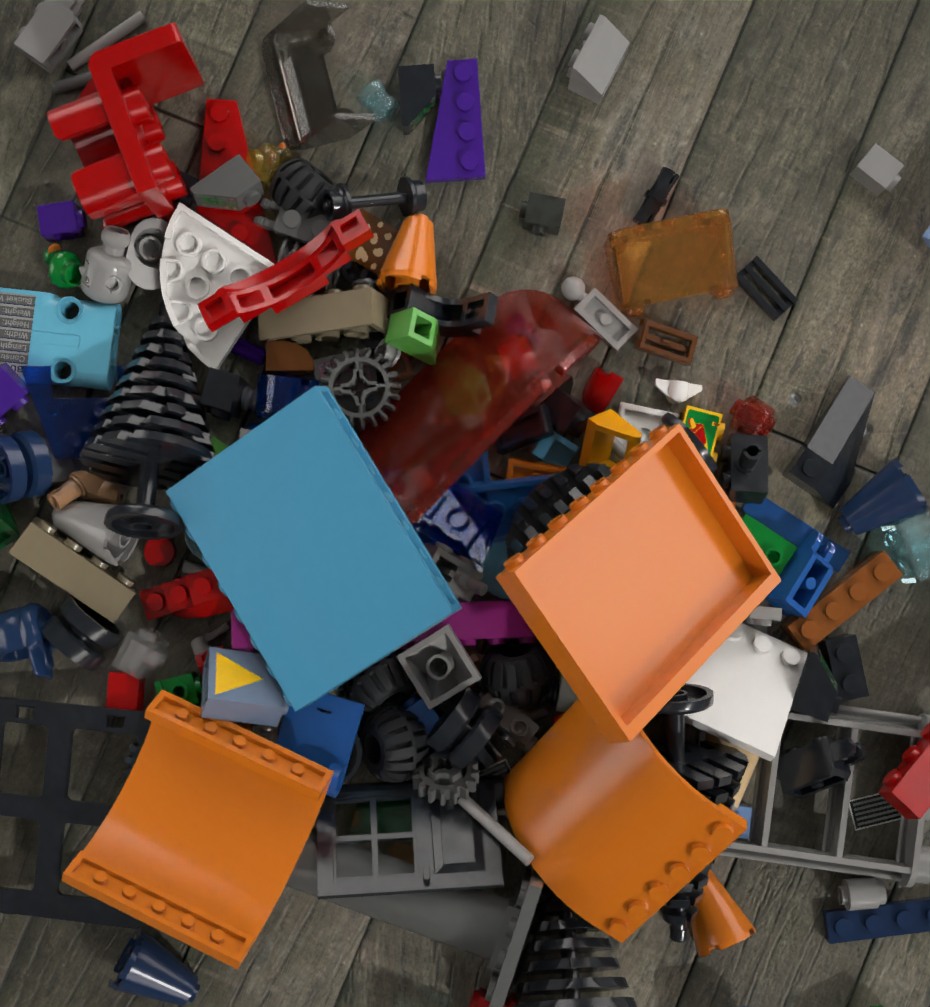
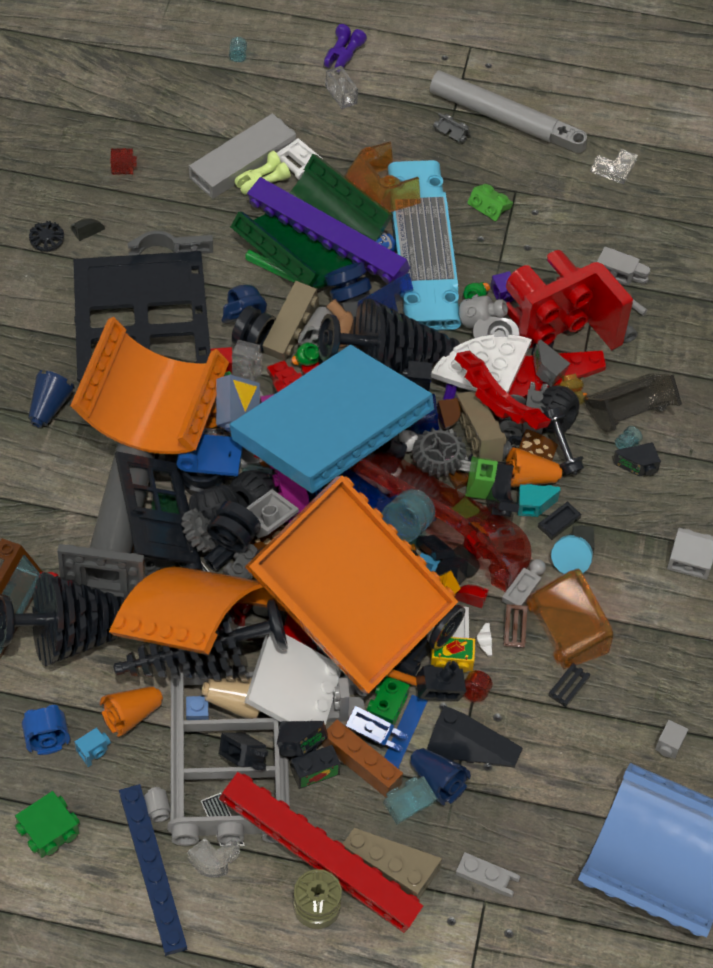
camera: 75 degrees right, 30 degrees down
(141, 557) = (306, 355): none -> green animal
(458, 135) = (625, 489): dark purple wing -> none
(461, 263) = (536, 499): none -> teal slope
(496, 237) = (559, 520): none -> black tile
(496, 830) = (170, 554): light grey bar -> none
(520, 467) = (409, 514): none -> clear light blue wheel
(570, 234) = (571, 553): none -> medium azure tile
(656, 196) = (614, 607): black pin -> none
(760, 973) = (92, 746): none -> dark azure brick

